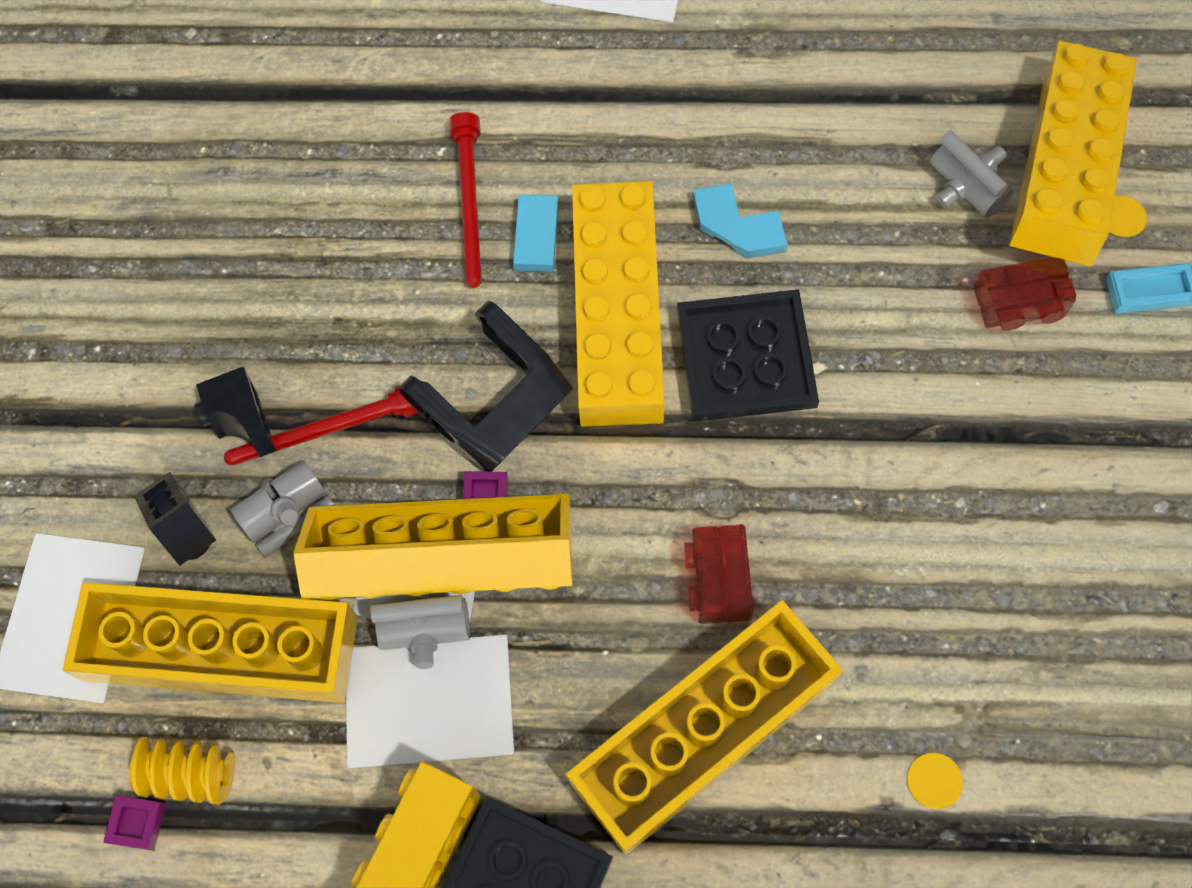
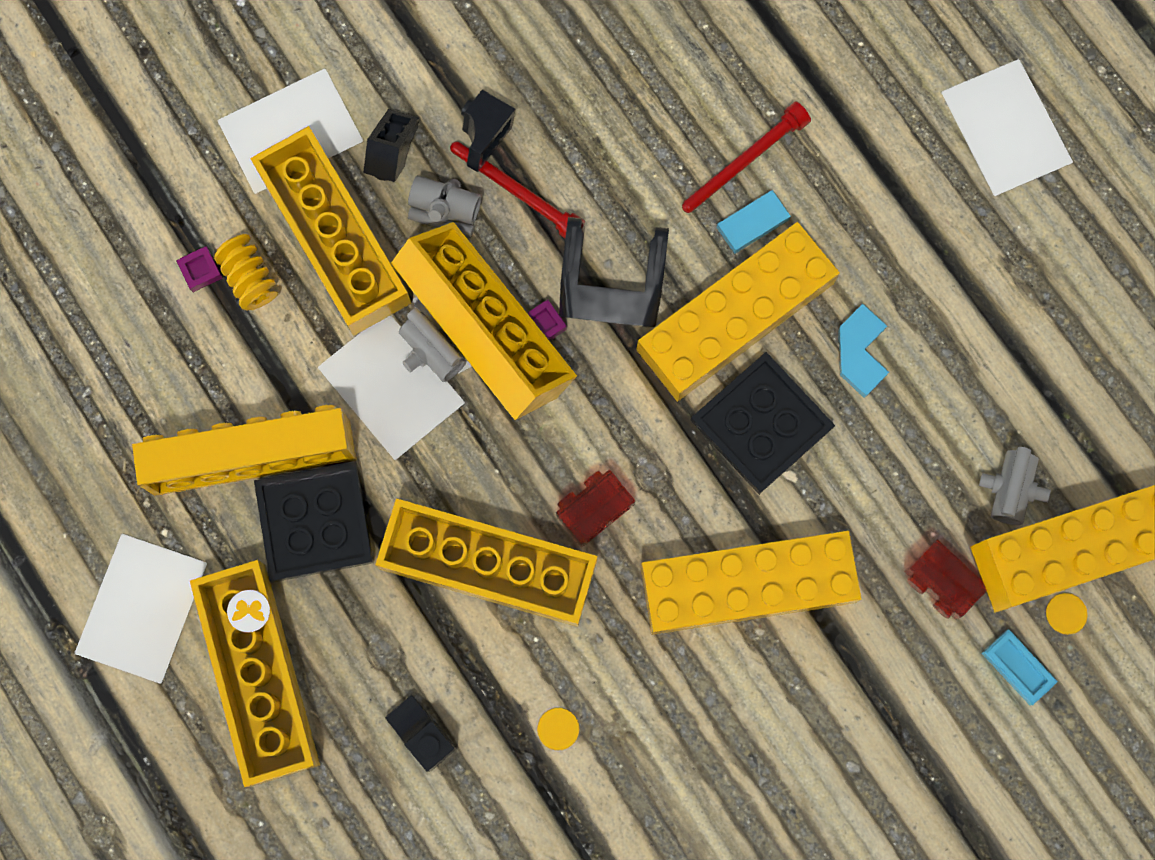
camera: 50 degrees right, 10 degrees up
(907, 476) = (750, 582): none -> yellow brick

